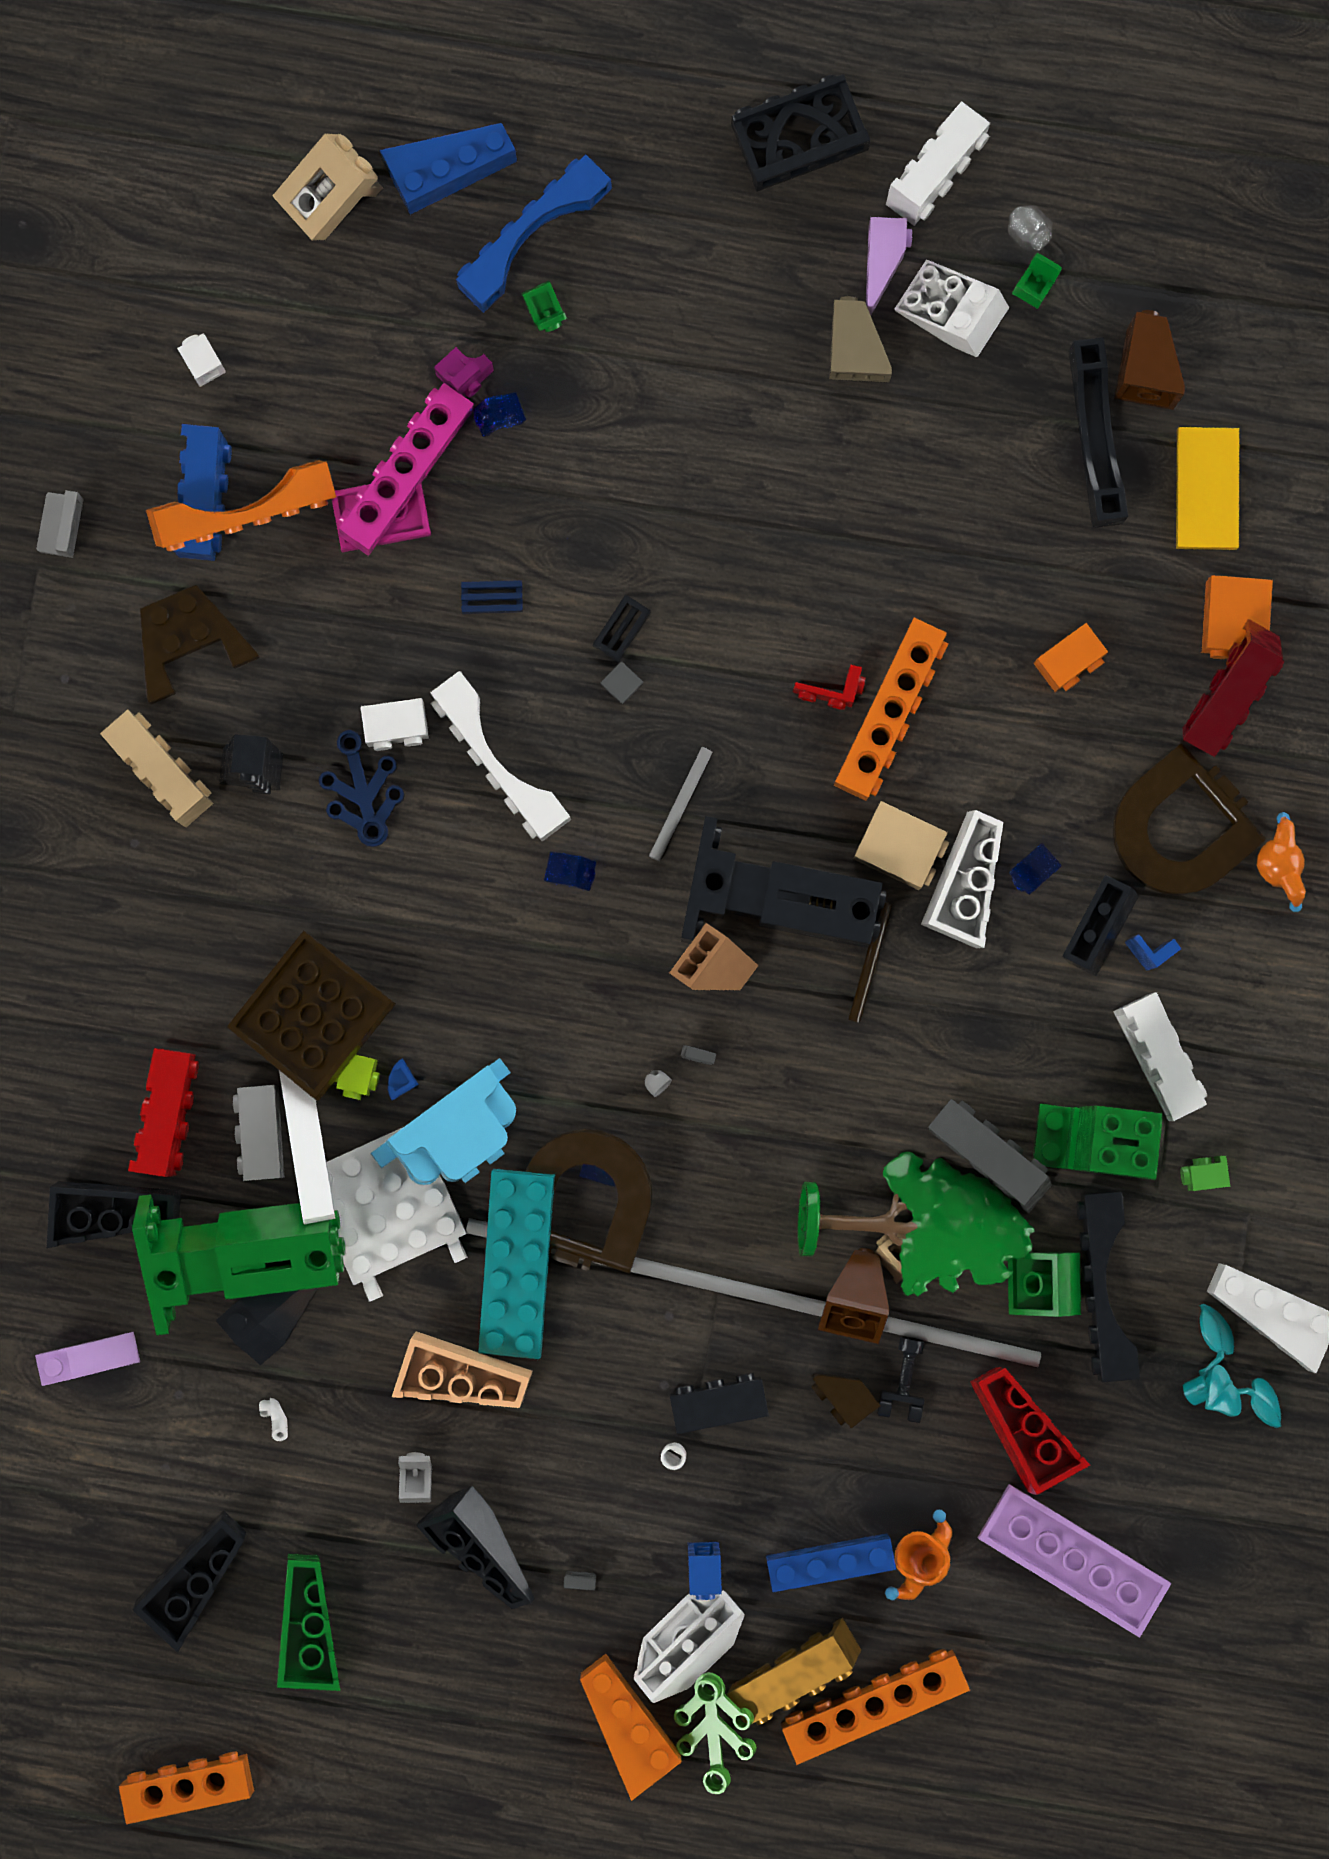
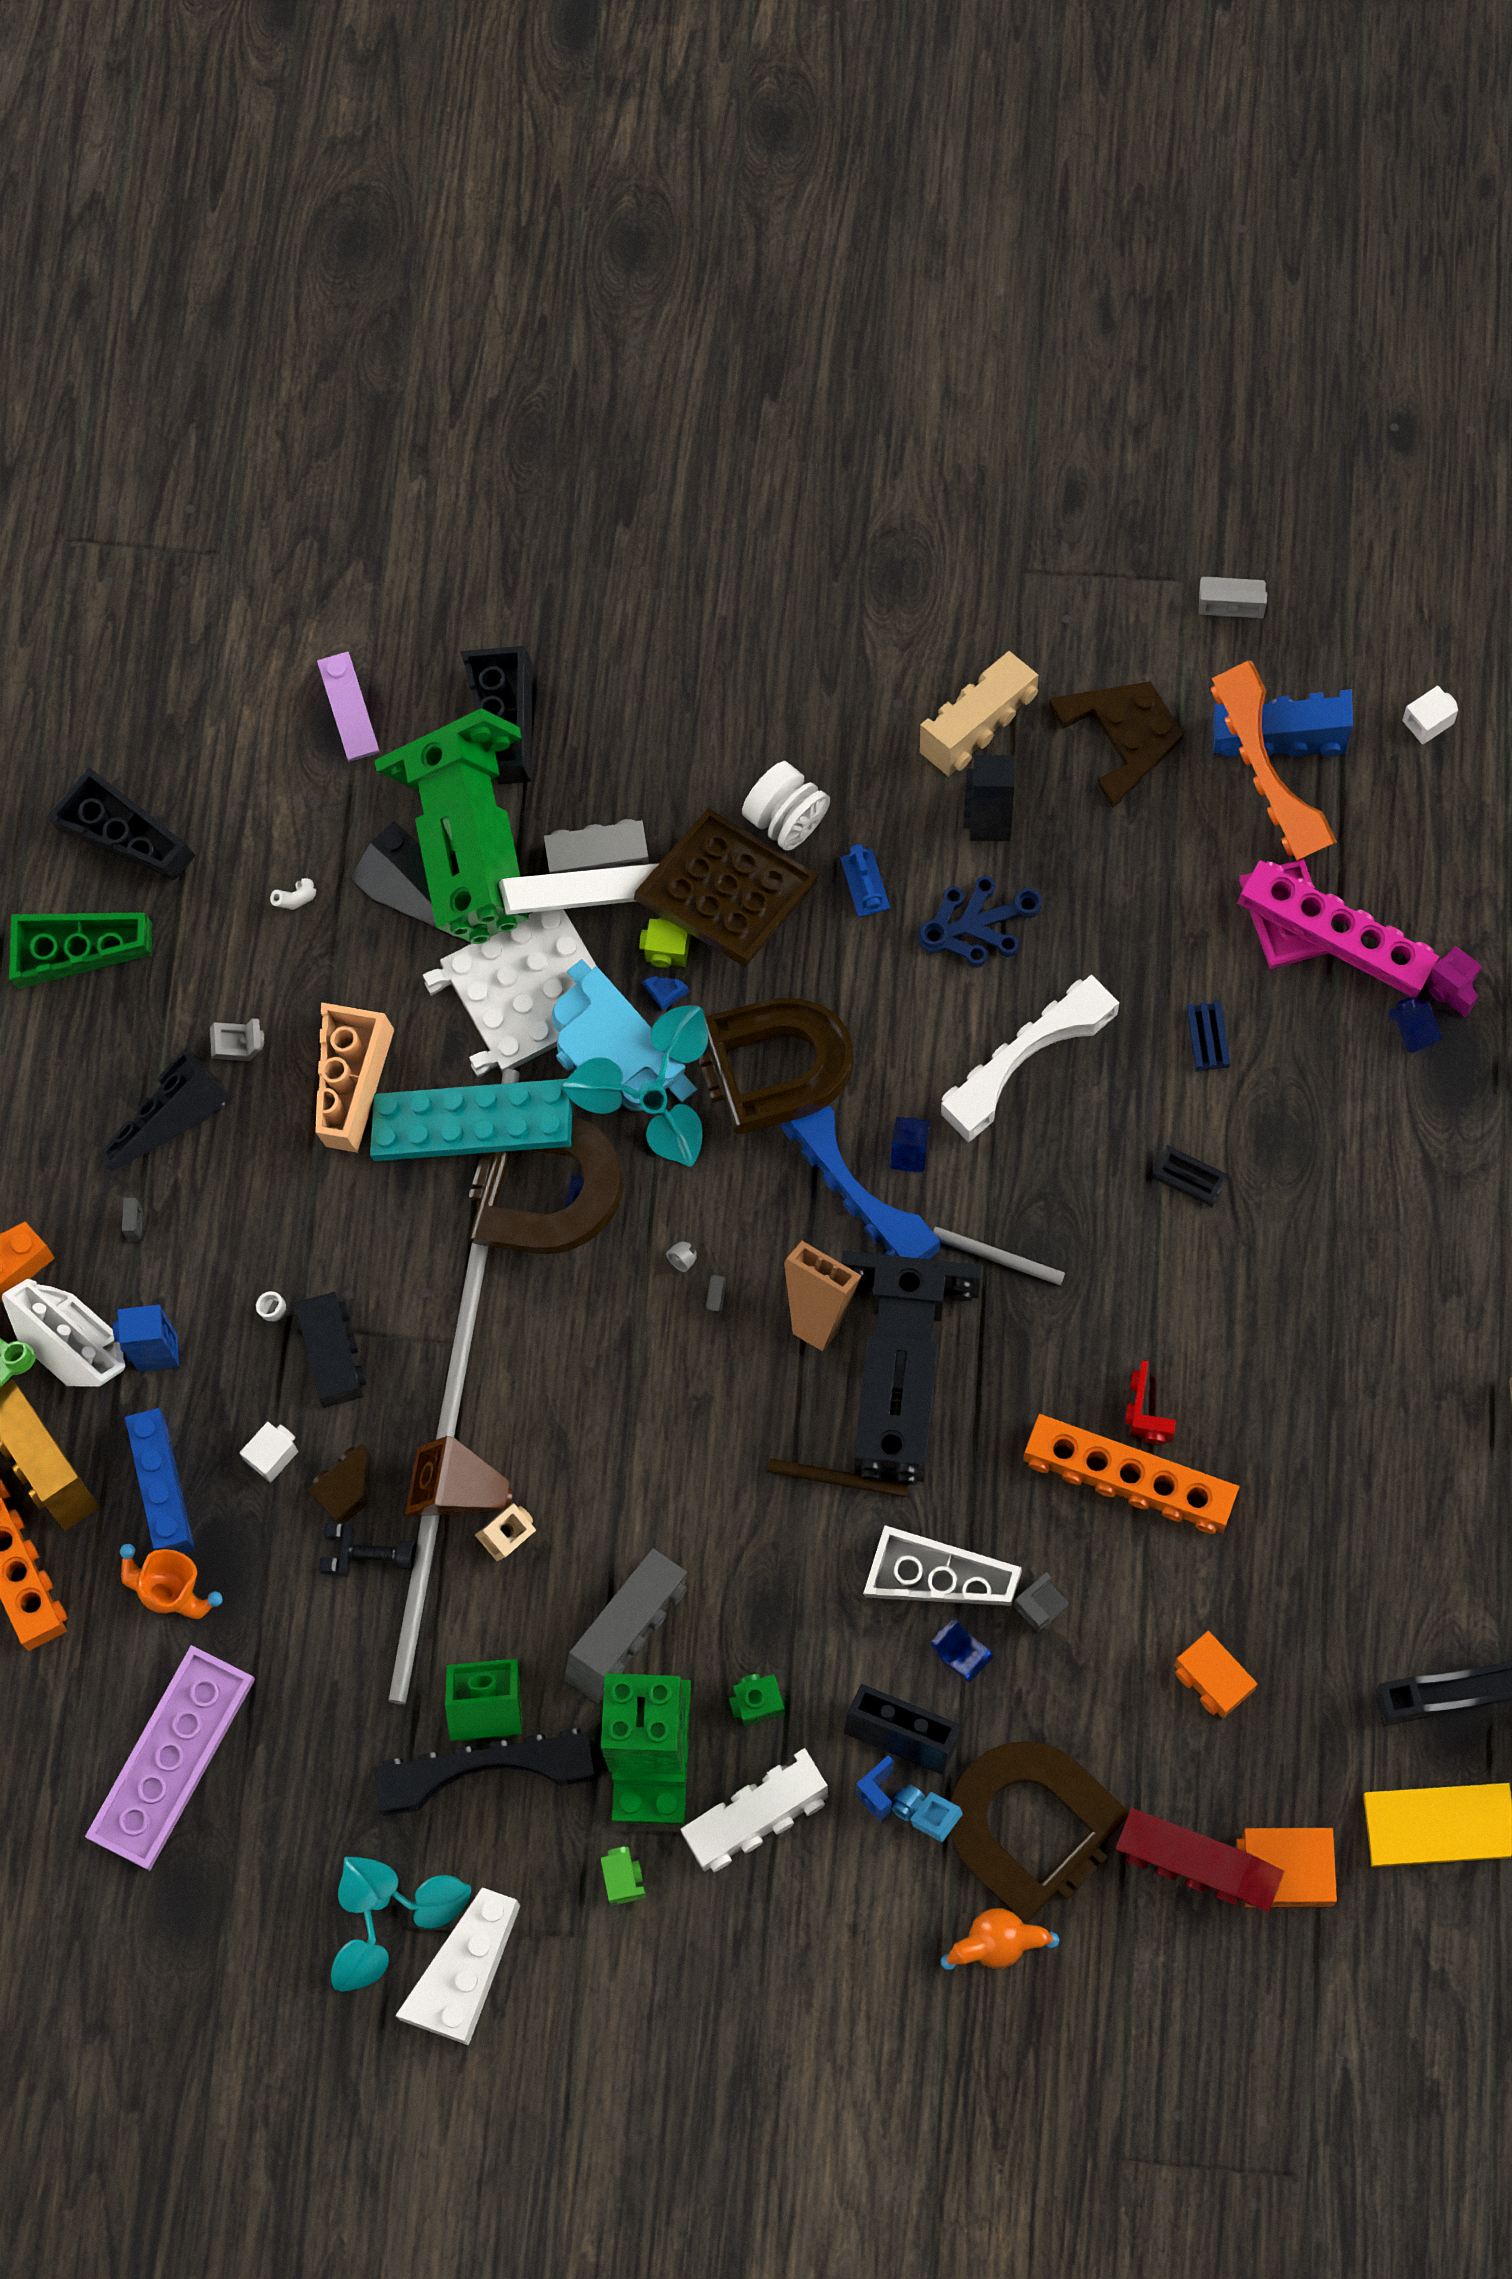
camera: 90 degrees right, 15 degrees down
(165, 1113) = (608, 754): red wedge -> none
(236, 953) = (785, 805): none -> white wheel
(313, 889) = (864, 881): none -> blue hinge
(394, 723) = (1054, 944): white brick -> none
(442, 991) = (791, 1098): none -> dark brown piece
(542, 1085) = (598, 1085): none -> teal plant
(548, 954) = (896, 1230): none -> blue arch
(622, 683) = (1127, 1181): dark grey tile -> none
(807, 1462) = (270, 1450): none -> white brick
(901, 846) = (973, 1498): tan brick -> none
(954, 1226) = (541, 1588): green plant -> none
(996, 797) = (1040, 1603): none -> dark grey panel
(1028, 1435) = (309, 1690): red wedge -> none
(1063, 1048) = (757, 1699): none -> green brick
(1175, 906) = (932, 1816): none -> dark azure plate

